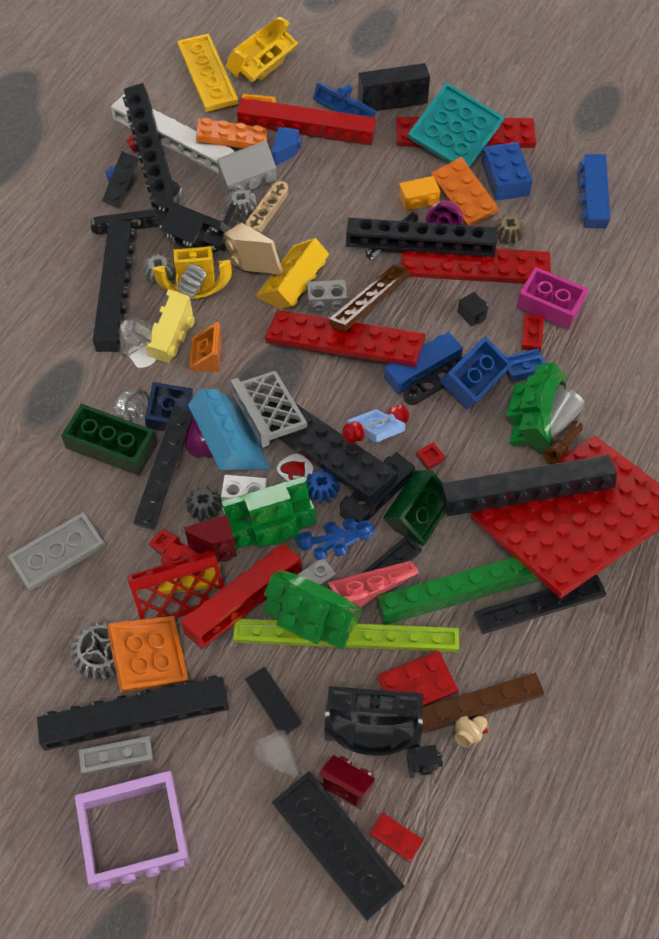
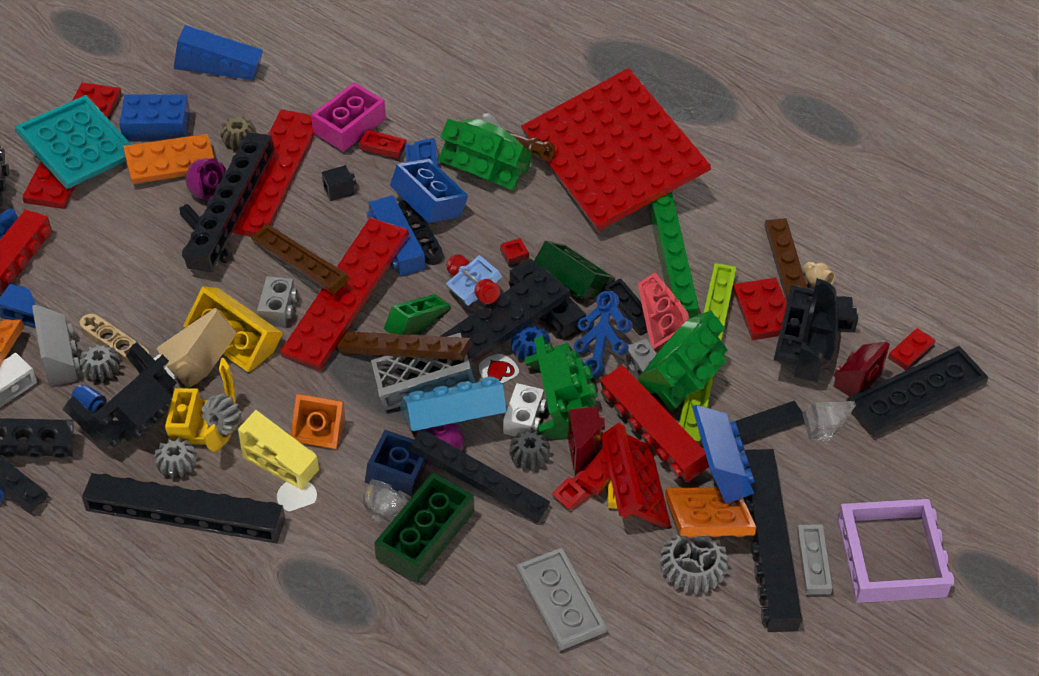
camera: 80 degrees left, 10 degrees down
(134, 335) = (285, 485): clear slope -> none
(141, 215) = (84, 467): black beam -> none
(205, 651) = (724, 453): none -> blue slope
(206, 204) = (89, 398): none -> blue brick
(287, 388) = (404, 345): none -> reddish brown plate
(334, 394) = (415, 315): none -> green slope
(419, 193) = (155, 197): light orange brick -> none
(528, 485) = (583, 173): black brick -> none
(537, 605) = (700, 216): black plate -> none

